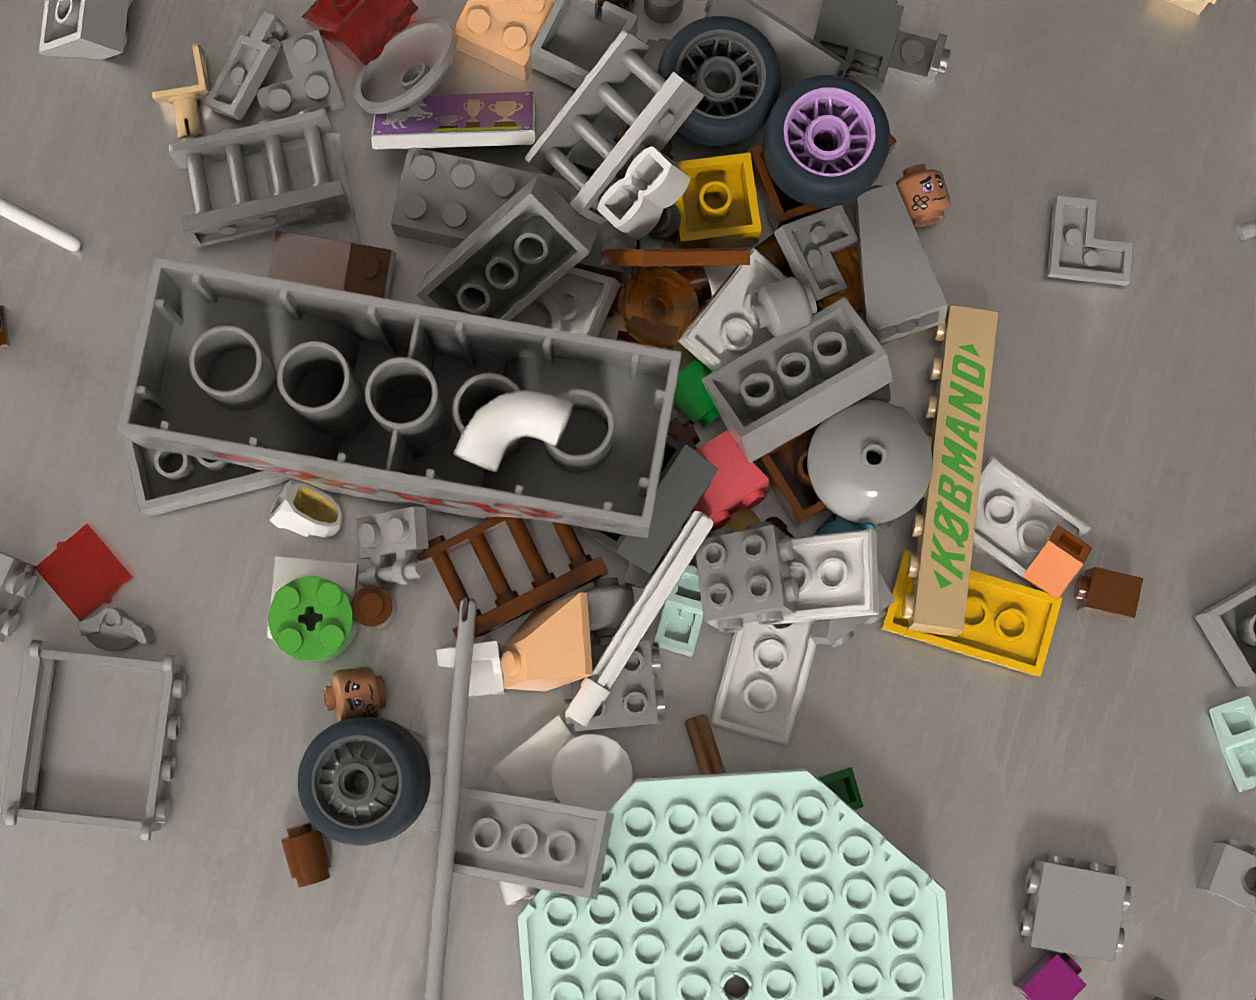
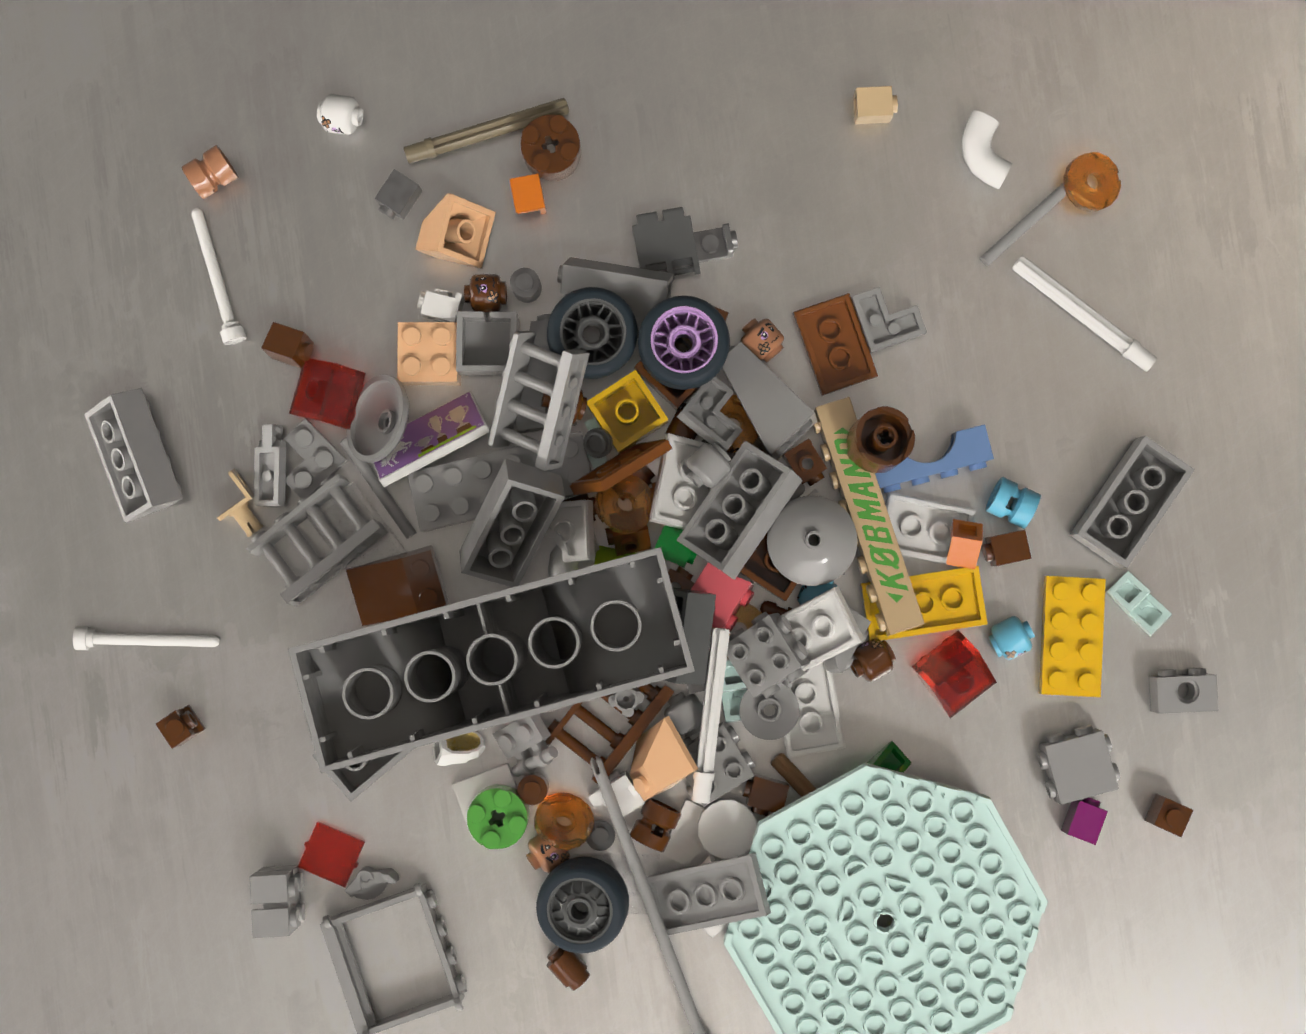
camera: 20 degrees left, 5 degrees up
(365, 161) = (381, 492): none -> light grey bar
(405, 652) = (564, 806): none -> clear orange tile
(428, 708) = (601, 836): none -> dark grey plate
(508, 418) = (569, 648): white cylinder -> none
(515, 716) = (659, 814): none -> reddish brown wheel
(547, 539) = (627, 708): none -> light grey plate
(640, 197) = (579, 441): white brick -> none
(659, 754) = (765, 794): none -> reddish brown brick
(712, 676) = (772, 726): none -> light grey dish
(874, 652) = (873, 660): none -> reddish brown head
(913, 353) = (794, 460): none -> reddish brown brick
(970, 719) = (954, 673): none -> clear red slope
(1009, 246) = (835, 344): none -> dark orange tile
(1014, 376) = (895, 435): none -> reddish brown brick
(1063, 708) = (1011, 638): none -> medium azure head
(1115, 448) = (966, 448): none -> medium blue arch
(1140, 744) = (1072, 636): none -> yellow plate
(1152, 550) = (1022, 507): none -> medium azure wheel

